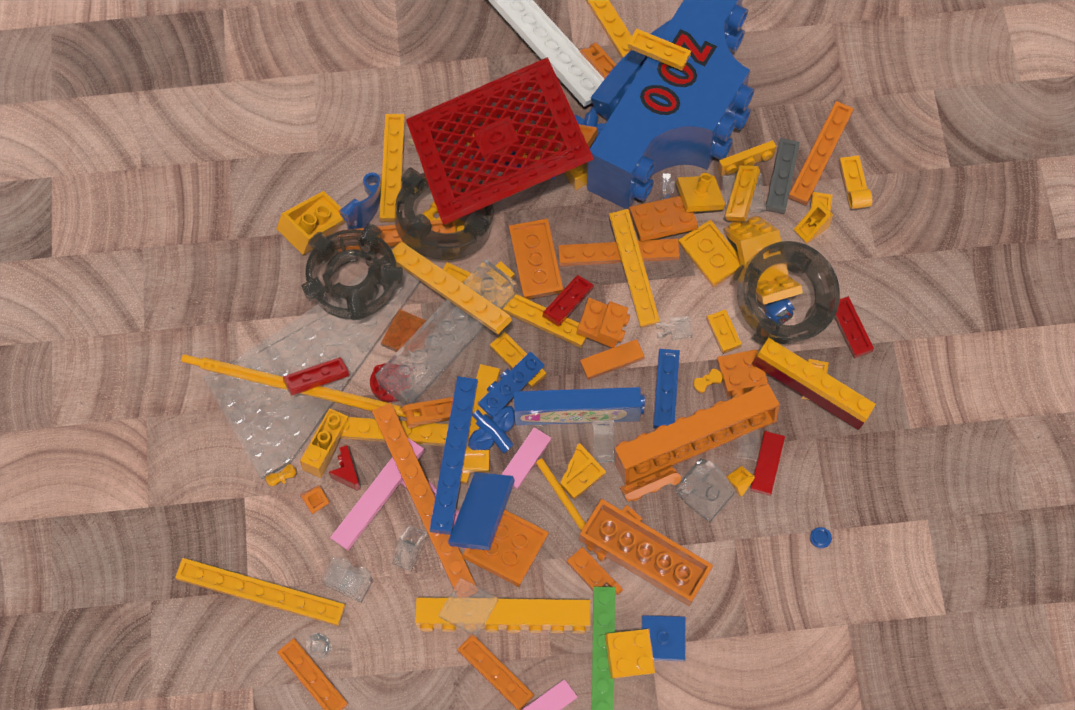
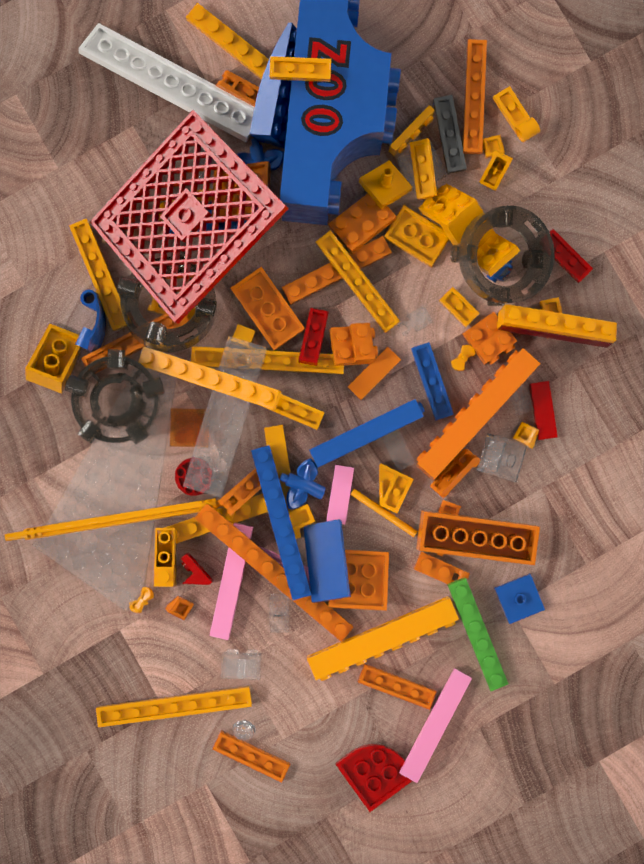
camera: 25 degrees left, 20 degrees up
(315, 376) = (130, 505): red tile -> none
(468, 607) = (354, 649): clear tile -> none
(511, 380) = (299, 440): blue bracket -> none
(629, 653) = (500, 628): light orange plate -> none
(667, 186) = (353, 189): clear plate -> none
(821, 537) = (612, 457): blue plate -> none

